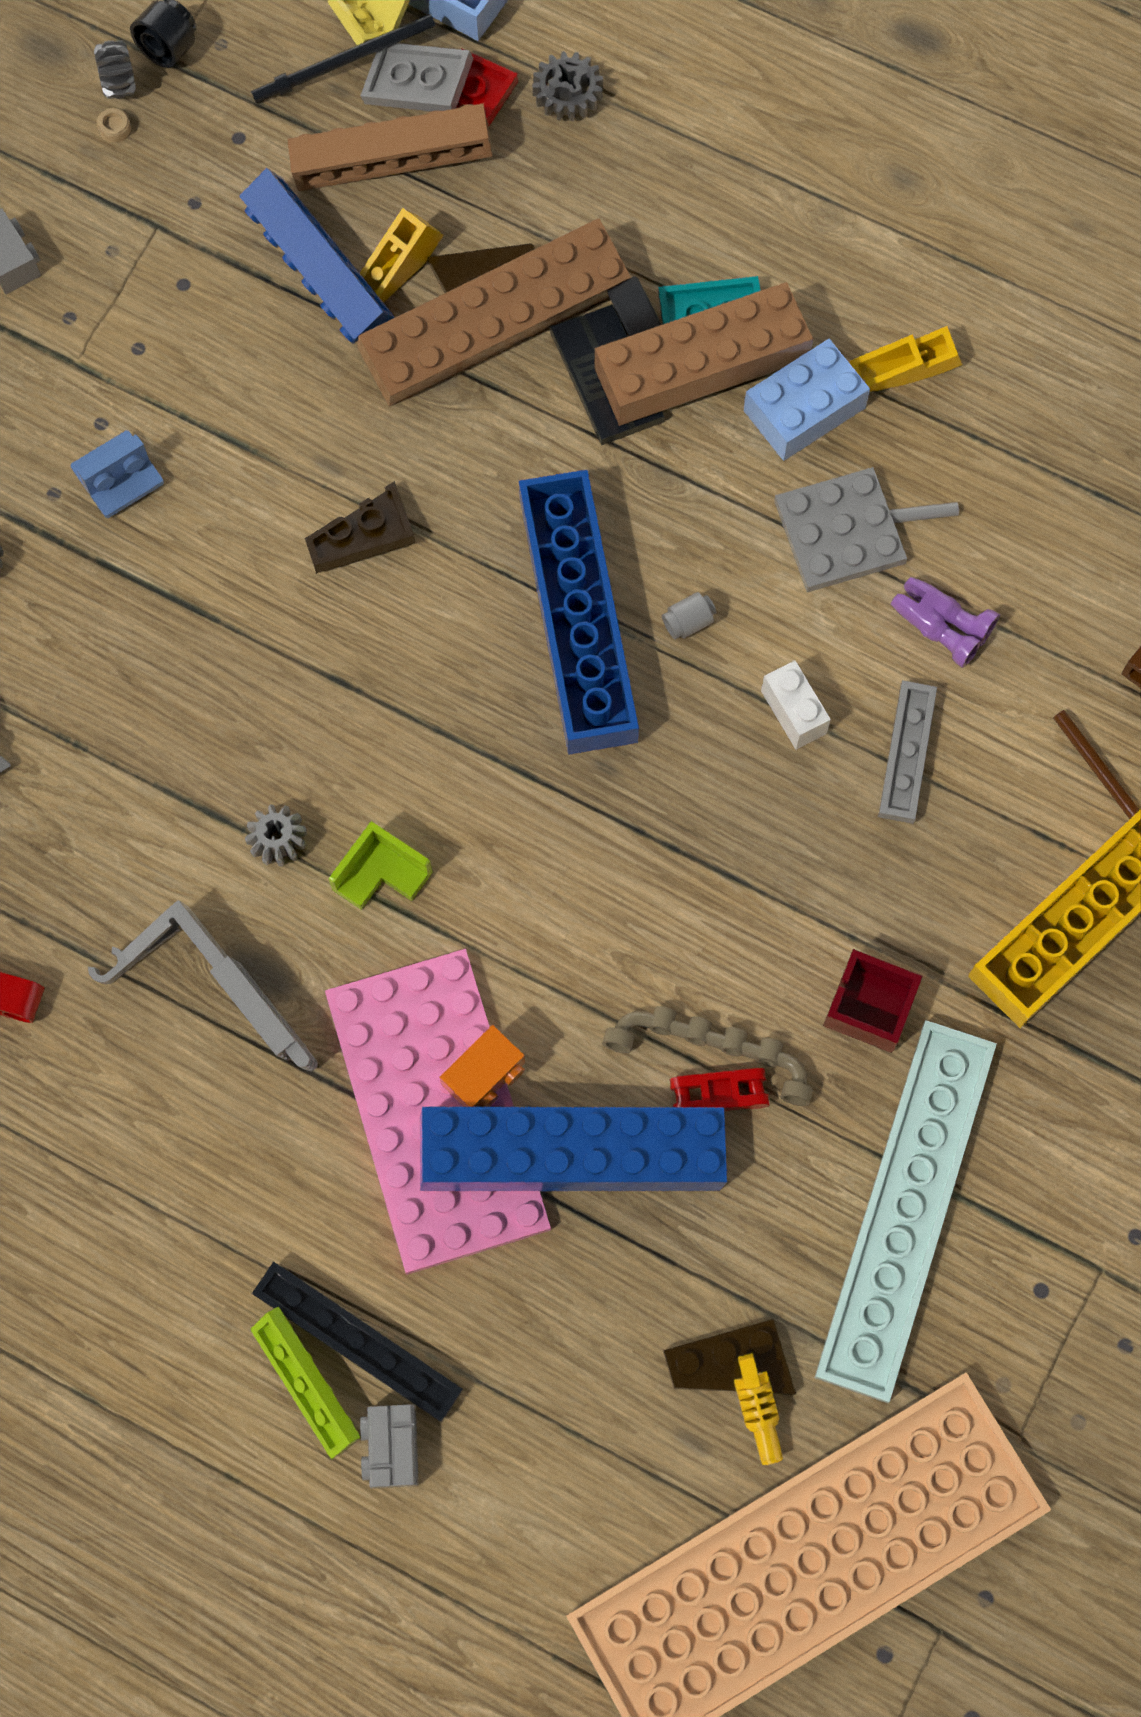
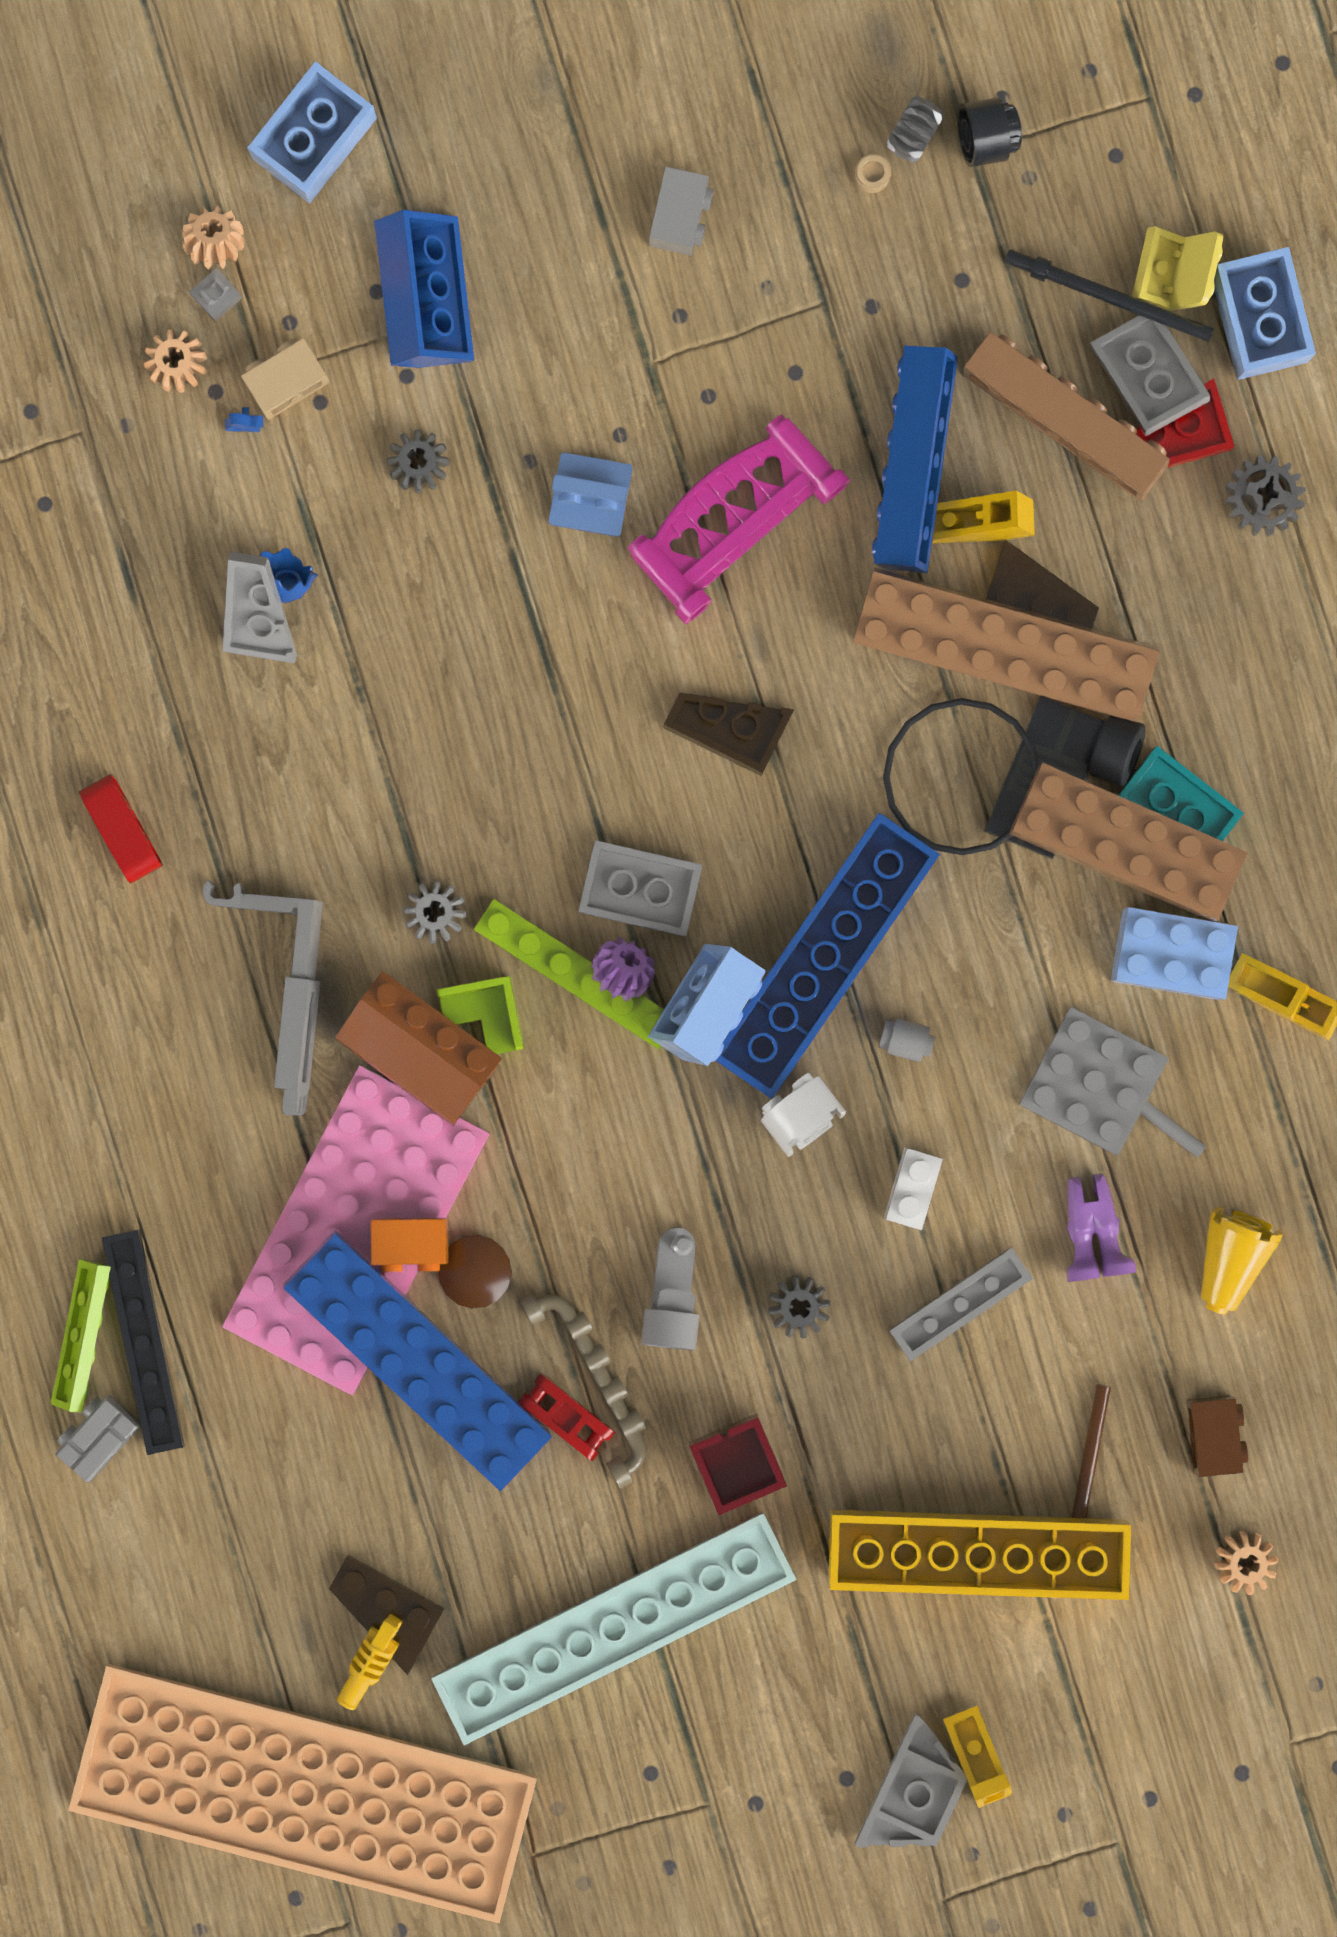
camera: 45 degrees right, 15 degrees up
(236, 465) = (685, 577): none -> dark pink piece
(355, 933) = (418, 1048): none -> dark orange slope
(406, 688) = (640, 888): none -> light grey plate
(418, 787) = (565, 969): none -> lime plate
(447, 746) = (623, 969): none -> medium lavender gear
(514, 369) = (889, 760): none -> black piece
(529, 709) = (707, 1004): none -> light blue brick
(553, 1055) = (475, 1271): none -> reddish brown dish
(669, 724) = (802, 1114): none -> white brick
(721, 946) = (671, 1316): none -> light grey piece
(815, 857) = (797, 1319): none -> dark grey gear
(1053, 546) = (1234, 1257): none -> yellow cone

